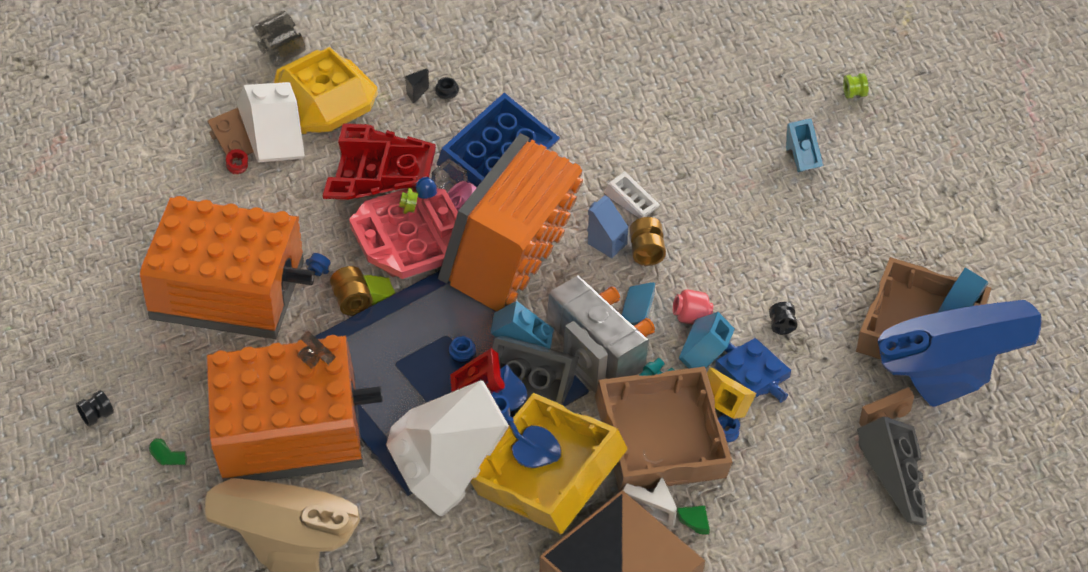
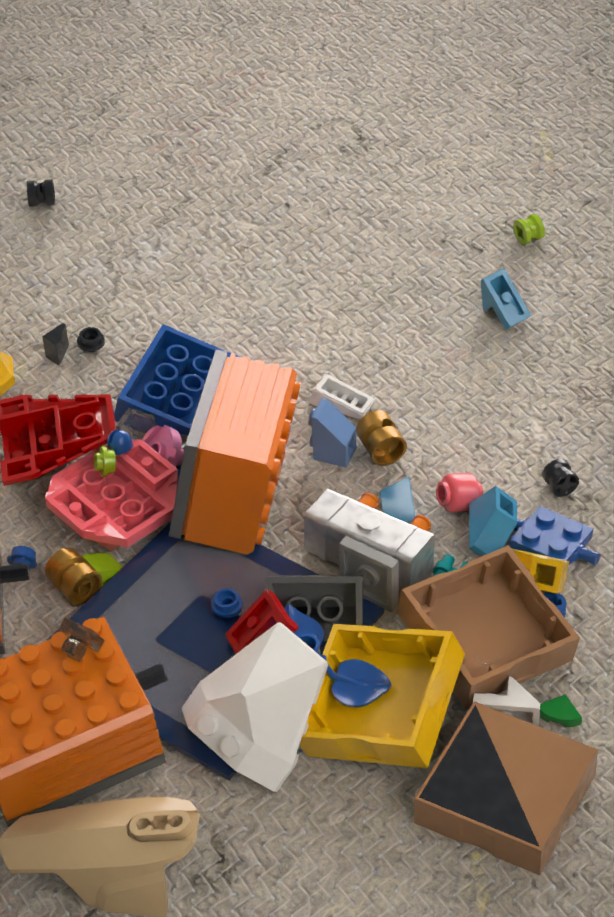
camera: 15 degrees left, 5 degrees down
(521, 324) = (283, 557): dark azure slope -> none

